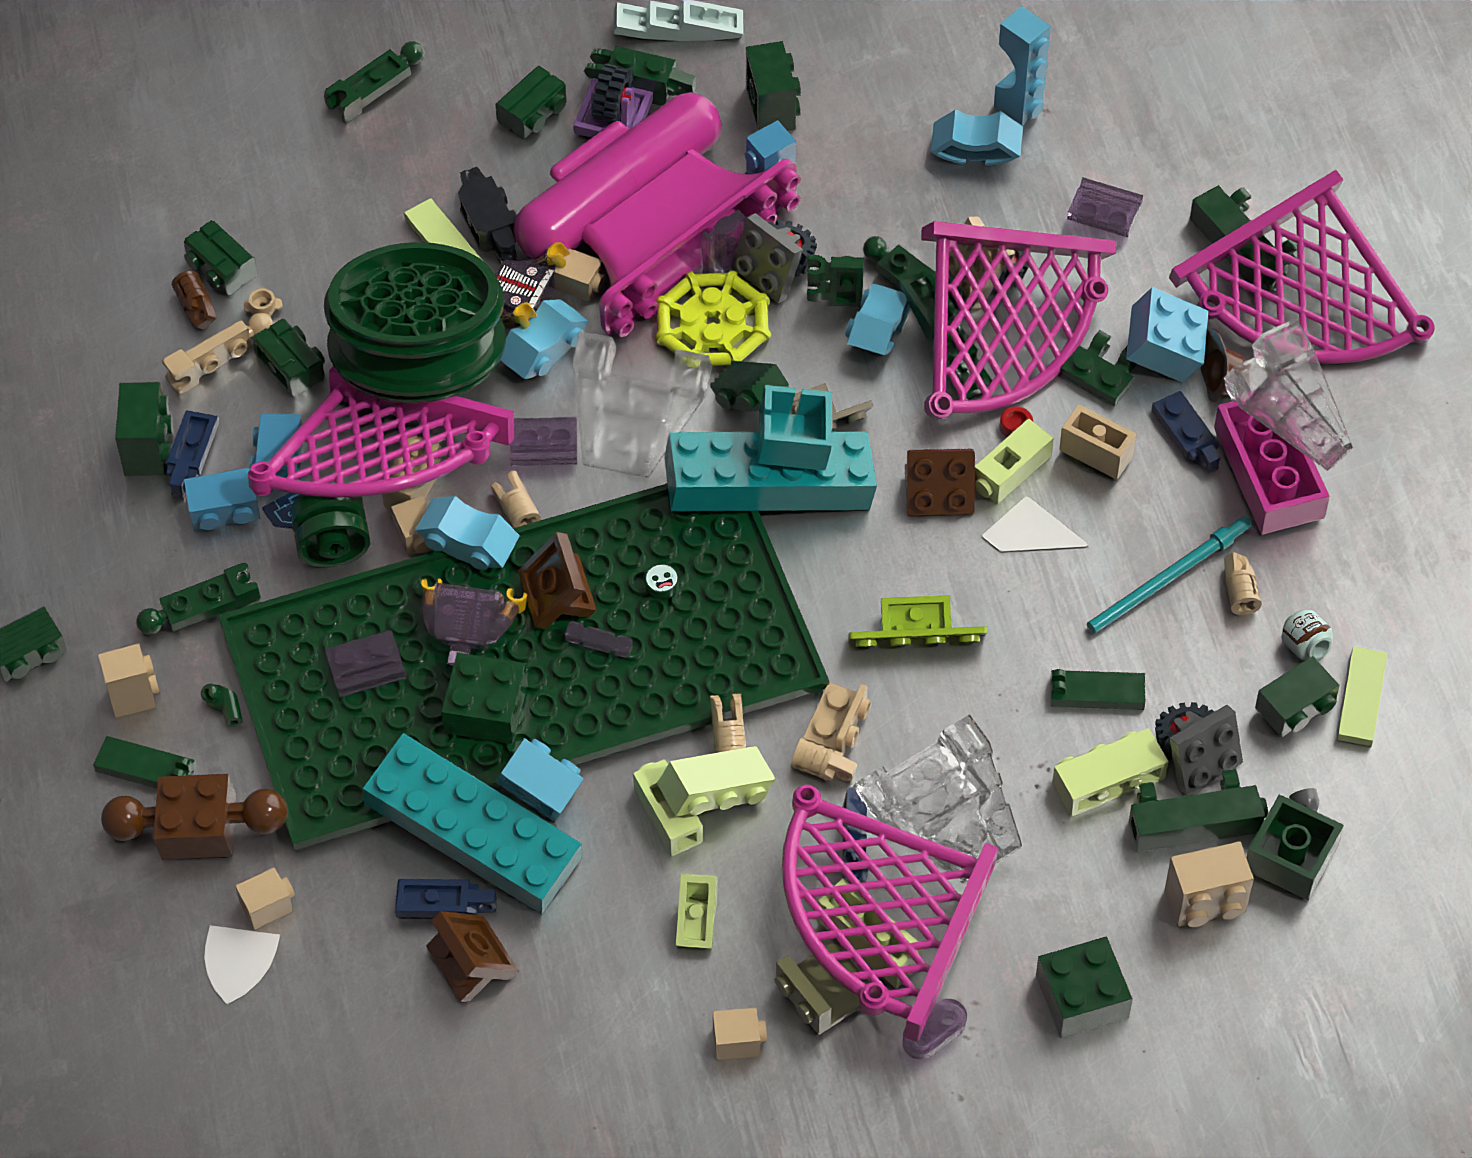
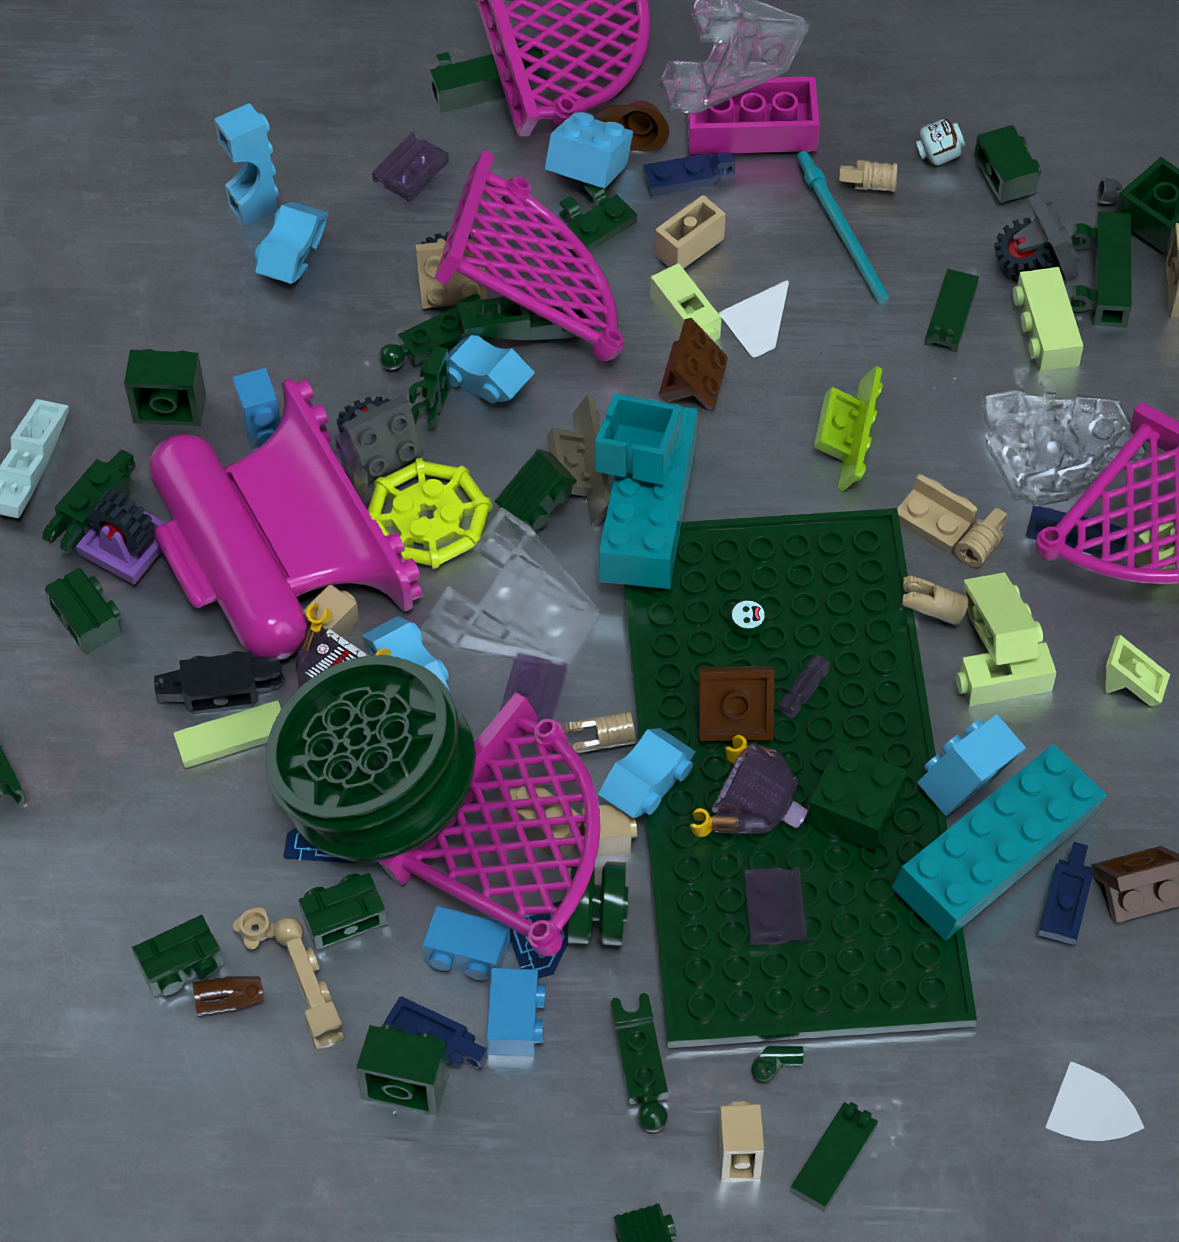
camera: 75 degrees left, 0 degrees up
(194, 816) = (923, 1109): reddish brown brick -> none
(265, 897) = (1035, 1060): tan brick -> none
(1012, 419) = (635, 298): red tile -> none
(1362, 696) = (987, 116): yellowish green tile -> none

